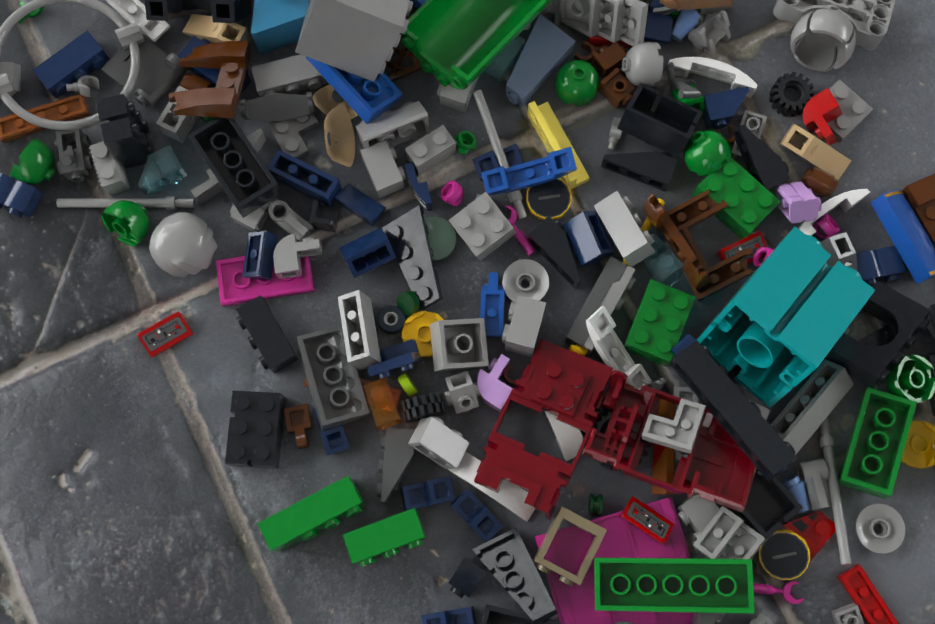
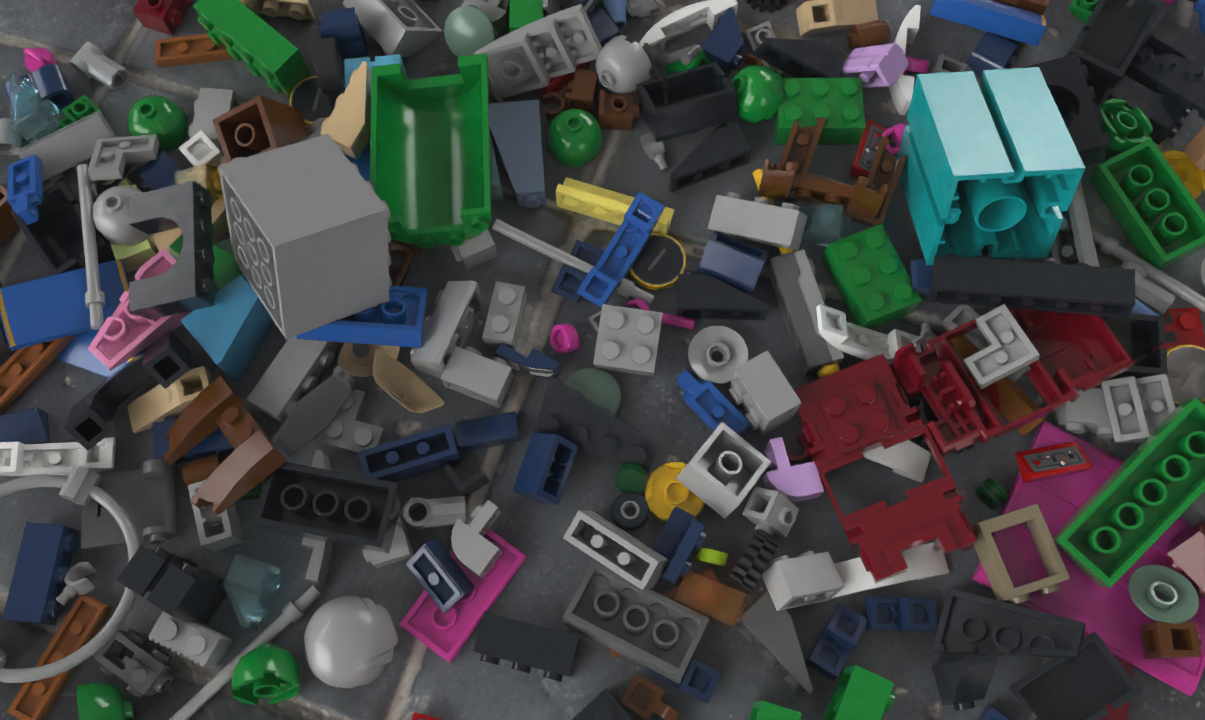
camera: 45 degrees left, 5 degrees down
(469, 140) = (530, 279): green plate -> none

